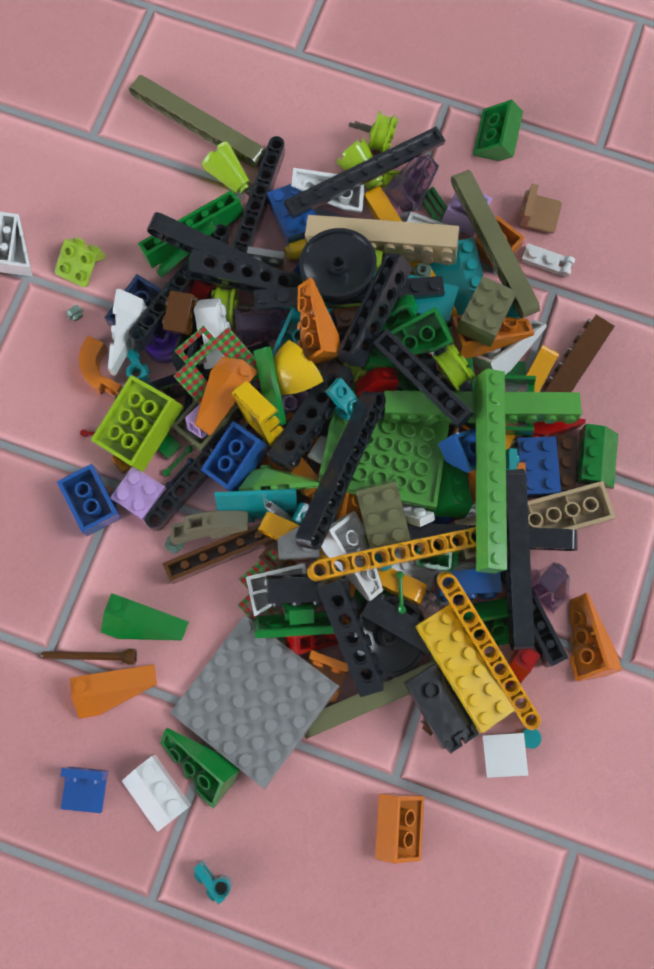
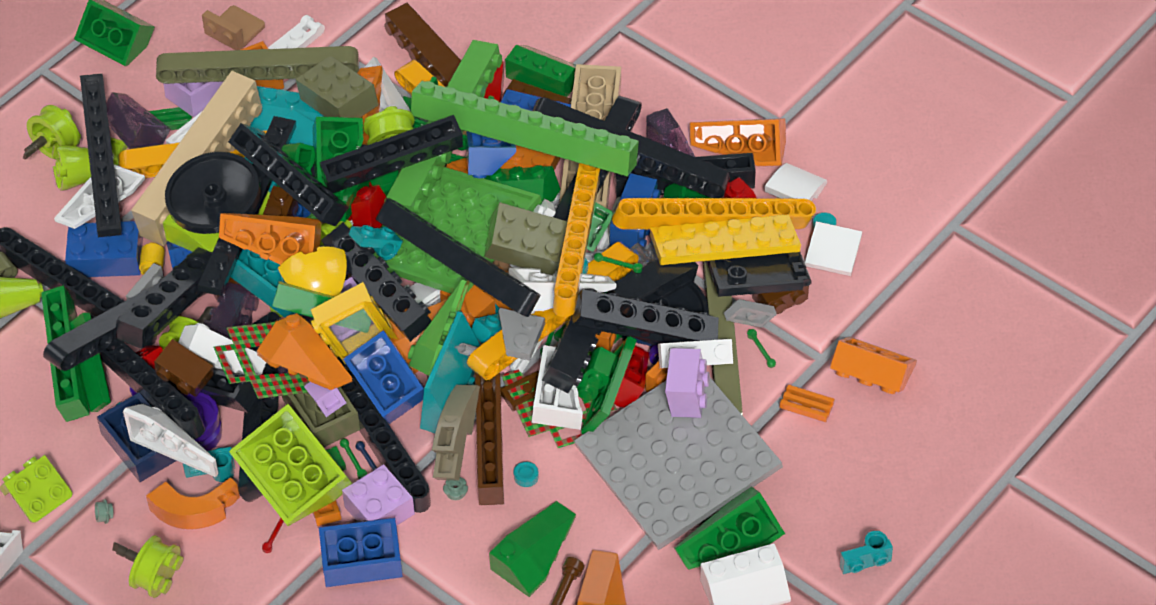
camera: 65 degrees left, 25 degrees down
(30, 364) = (152, 565): none -> lime wheel
(205, 590) = (526, 474): none -> teal tile
(299, 690) = (686, 383): none -> lavender brick
(342, 684) = (714, 351): none -> white plate
(343, 802) = (808, 400): none -> orange tile
(397, 716) = (752, 334): none -> green hinge
(403, 705) = (750, 313): none -> light grey plate
(560, 701) = (795, 183): none -> white slope

